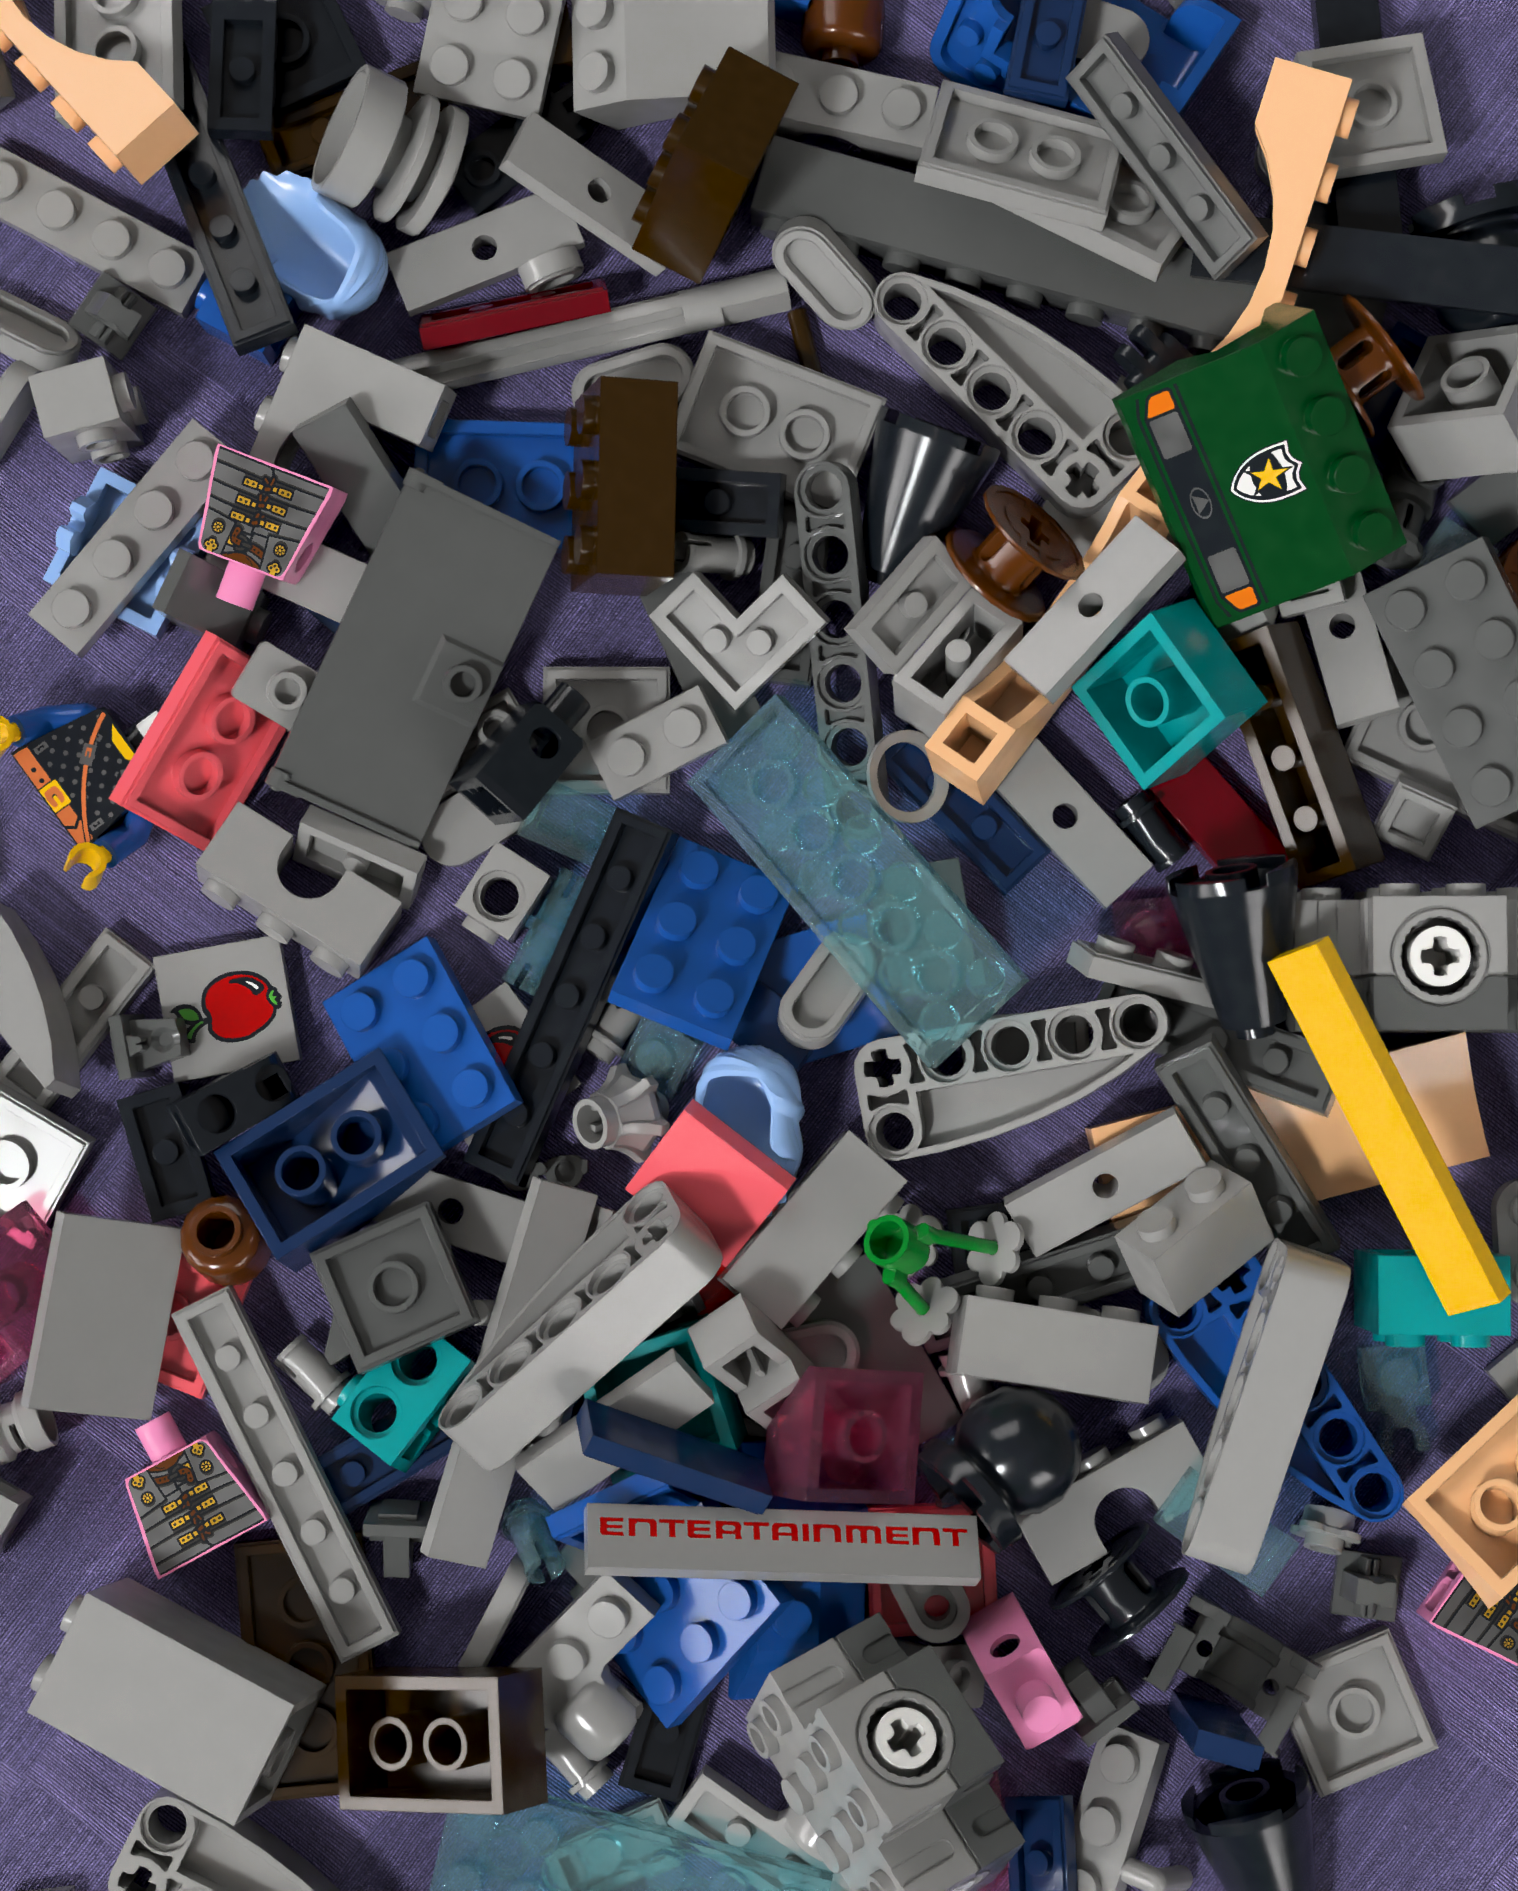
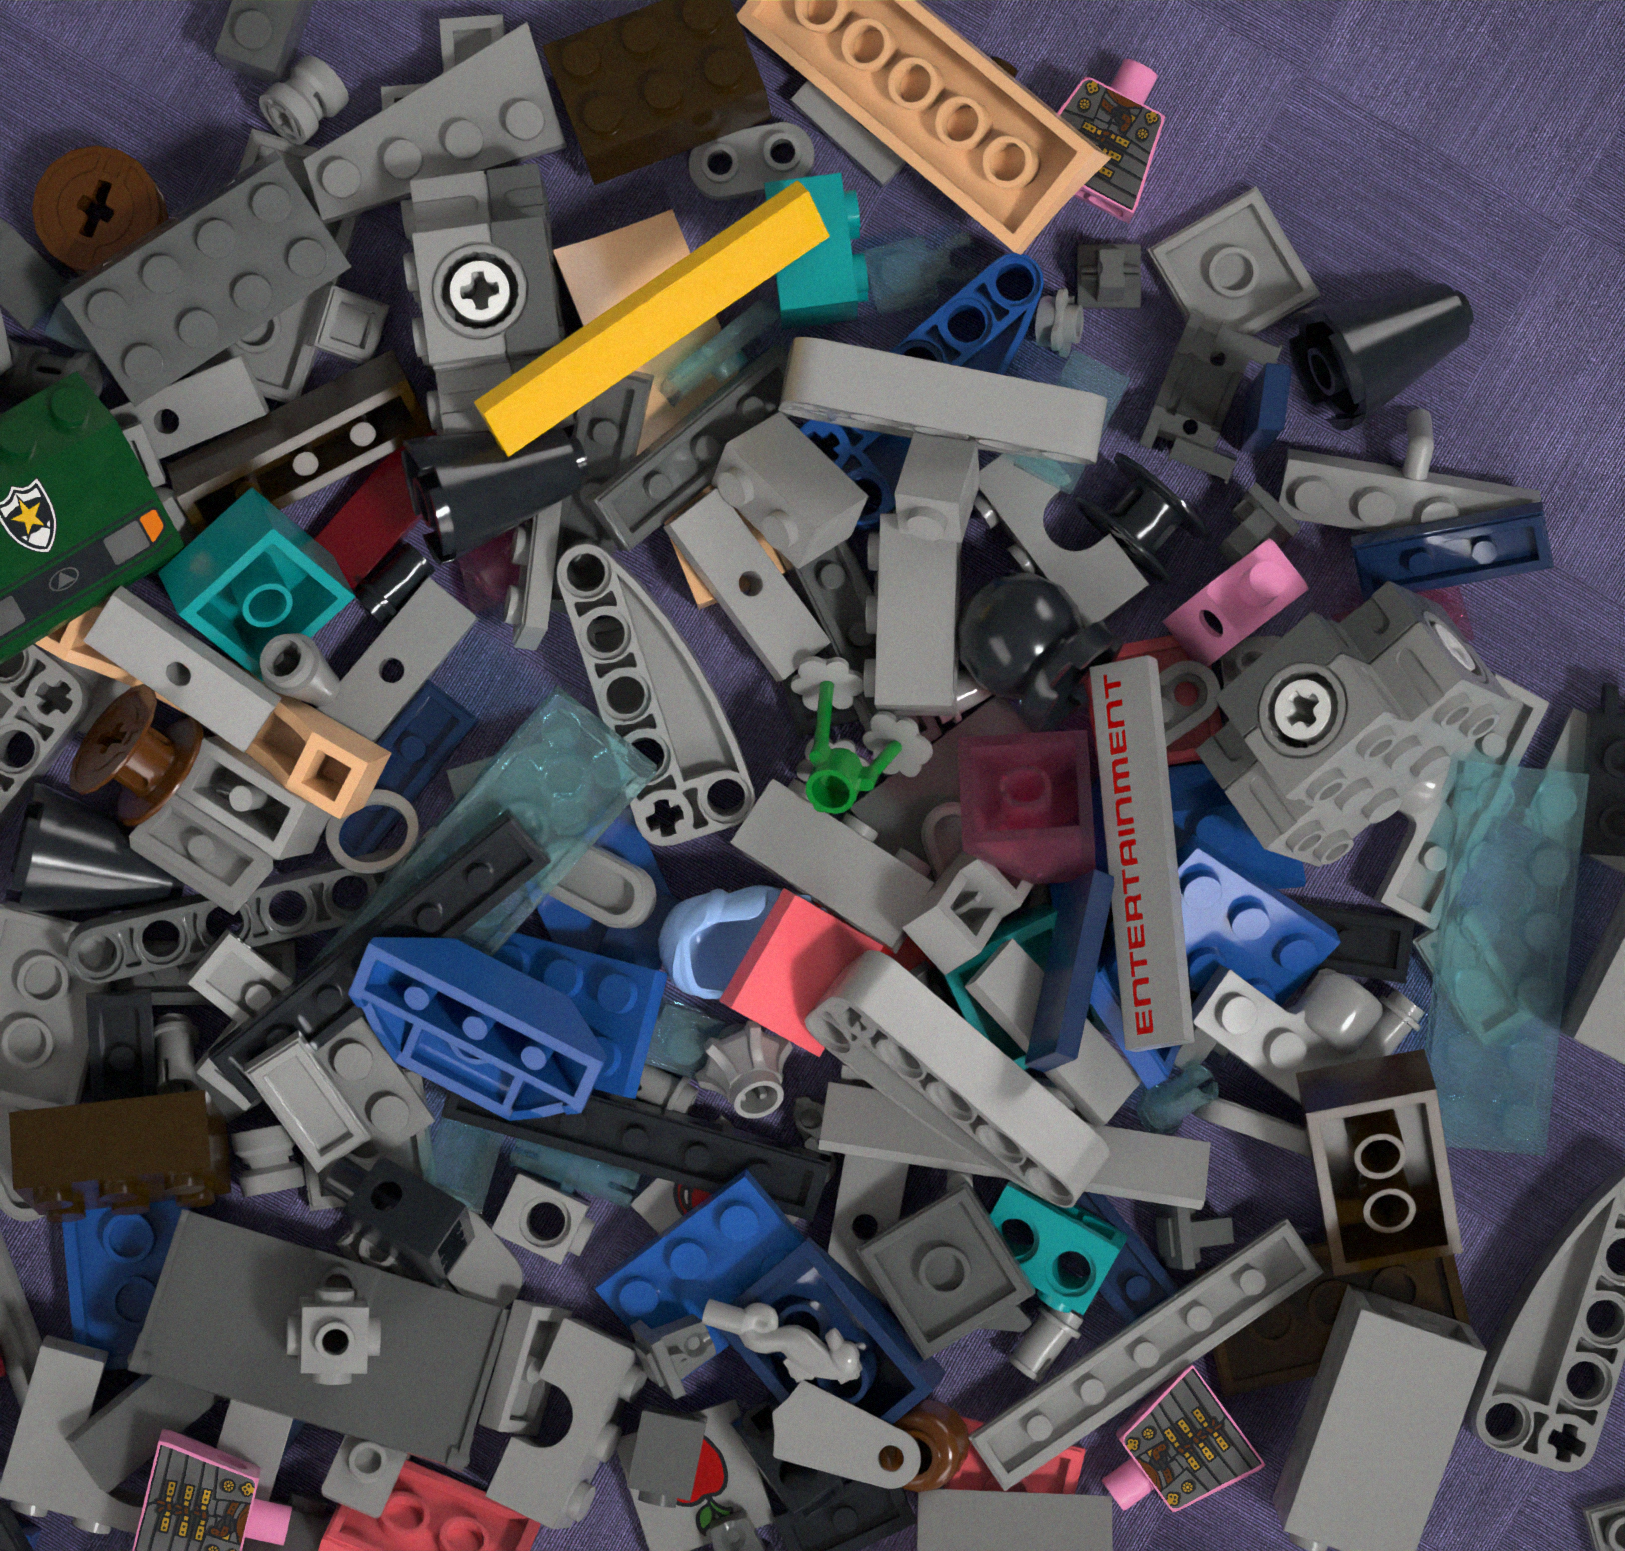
camera: 95 degrees left, 0 degrees up
(242, 1160) = (840, 1438): none -> light grey piece
(252, 985) = (666, 1455): none -> dark grey brick
(331, 1137) = (804, 1351): none -> light grey animal
(353, 1005) = (672, 1351): none -> dark grey brick
(437, 668) = (327, 1311): none -> light grey brick
(600, 631) = (267, 1155): none -> light grey wheel
(649, 678) = (307, 1101): none -> light grey tile
(699, 856) = (478, 1026): none -> blue wedge
(783, 768) = (435, 907): none -> black tile
(1078, 724) = (298, 669): none -> light grey cone
(1178, 1388) = (937, 487): none -> light grey brick
(1338, 1186) = (720, 355): none -> clear light blue plate

